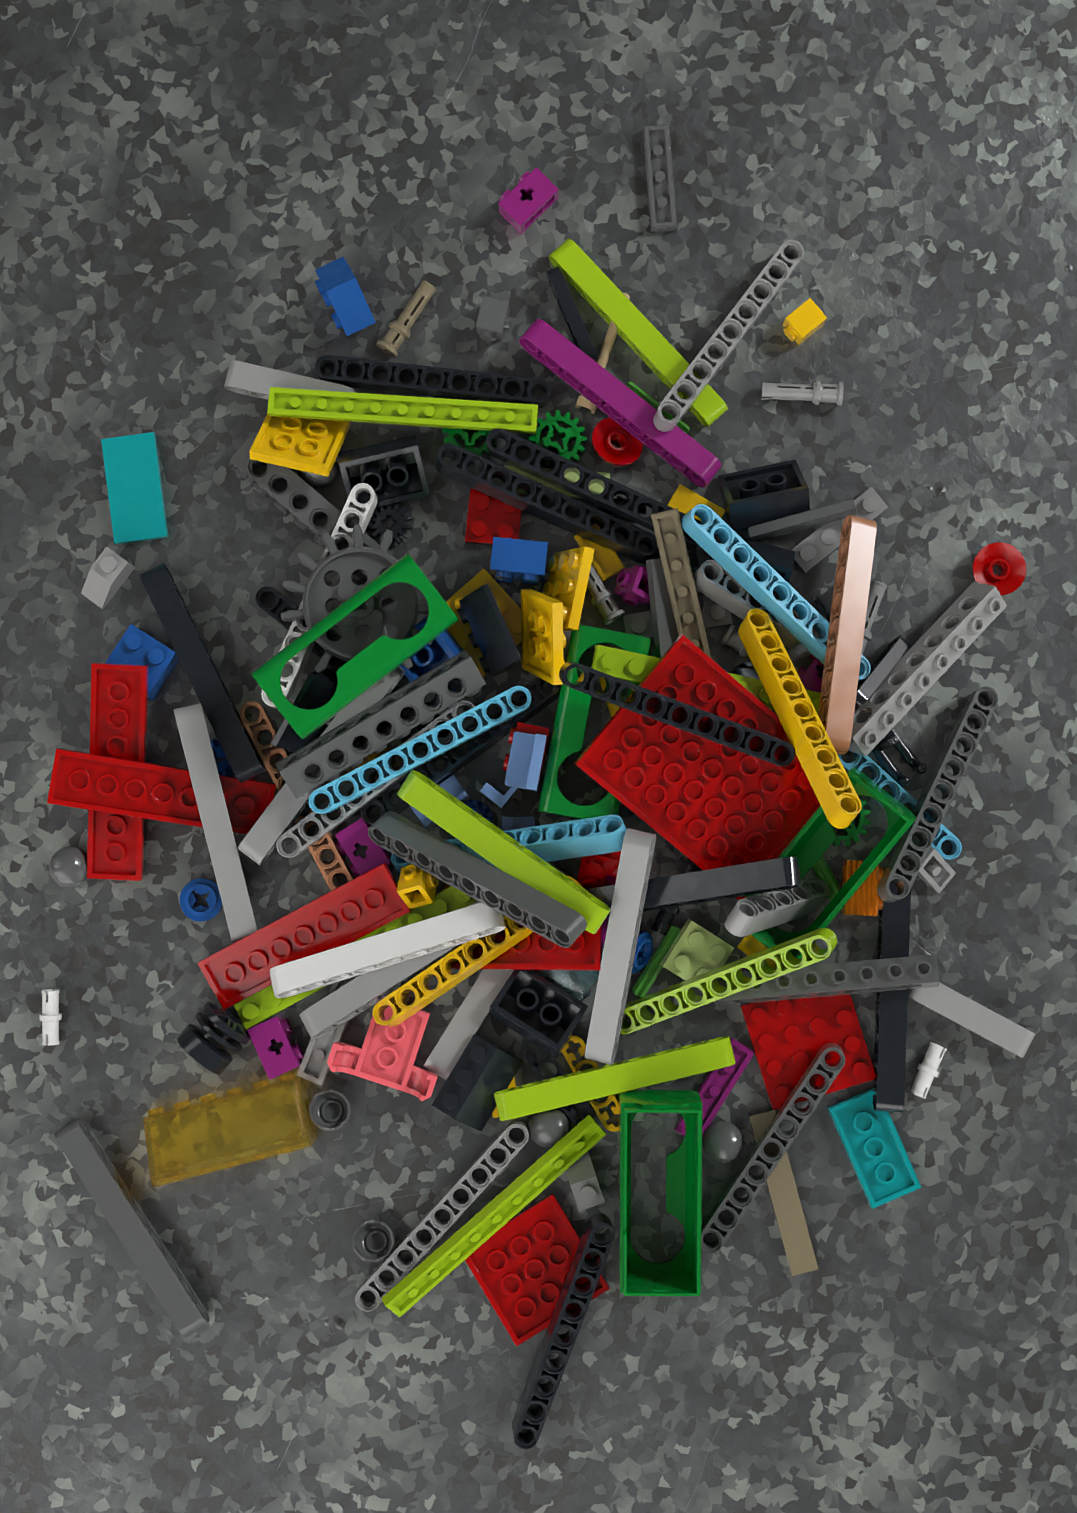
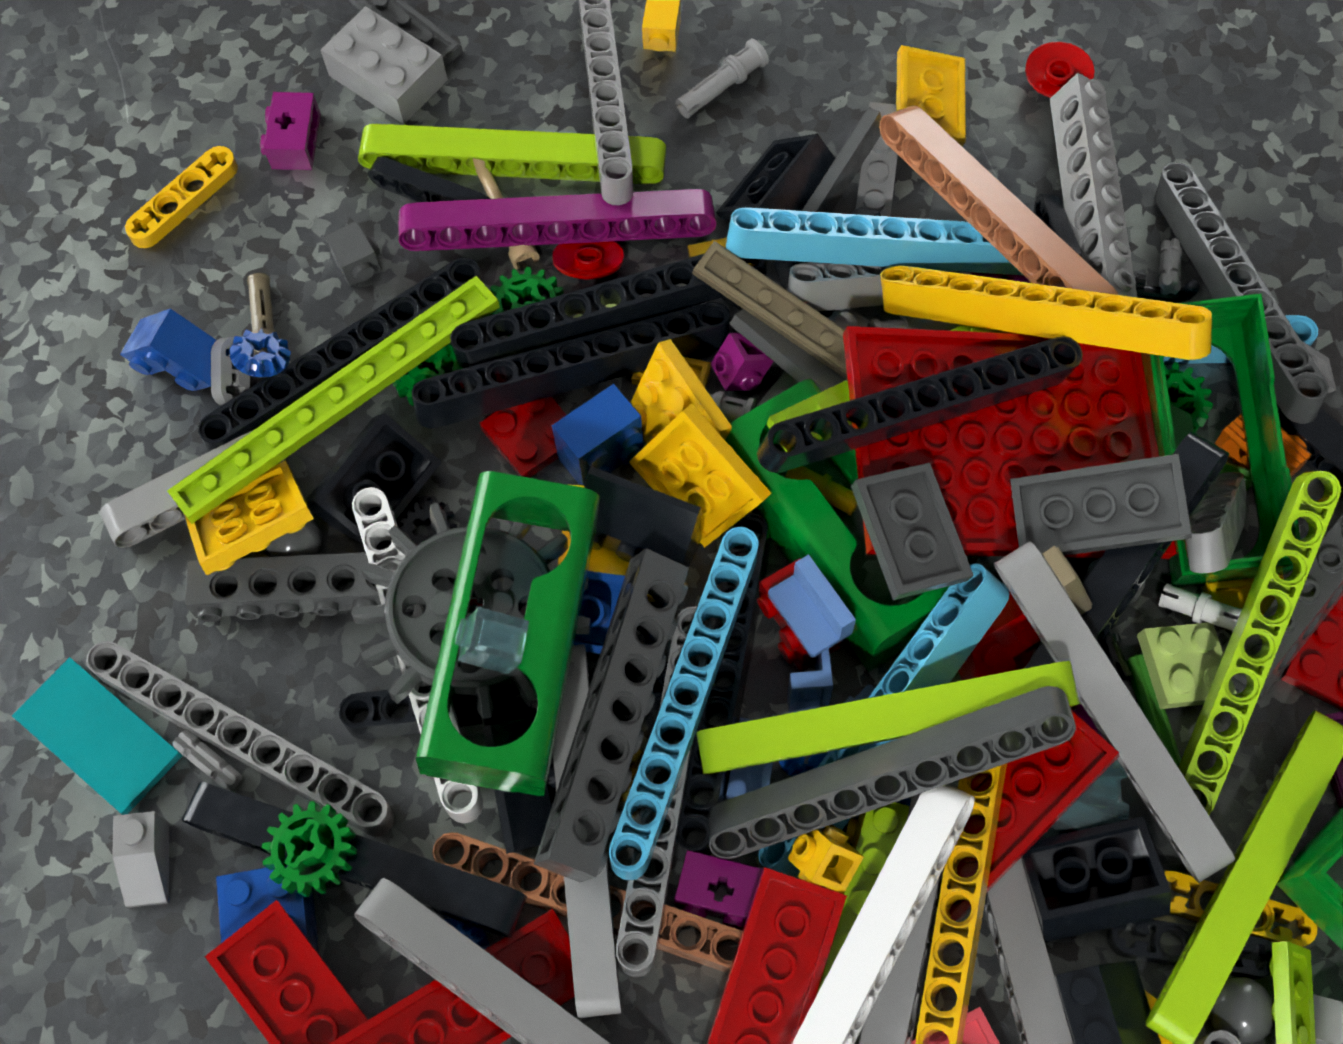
camera: 45 degrees left, 20 degrees down
(177, 553) = (207, 760): none -> light grey axle
(192, 546) = (226, 724): none -> light grey beam
(192, 651) = (313, 830): none -> green gear
(333, 651) = (492, 640): none -> clear light blue brick
(363, 336) = (225, 373): none -> light grey beam
(380, 353) = (264, 363): none -> blue gear
(432, 182) = (187, 200): none -> yellow beam
(602, 774) = (911, 531): none -> dark grey plate
(618, 202) = (384, 65): none -> light grey brick
(654, 870) = (1068, 579): none -> dark tan tile
(709, 850) = (1103, 506): none -> dark grey plate
(736, 943) = (1199, 607): none -> white pin
(911, 515) = (935, 85): none -> yellow tile
(926, 744) = (1170, 266): none -> light grey axle

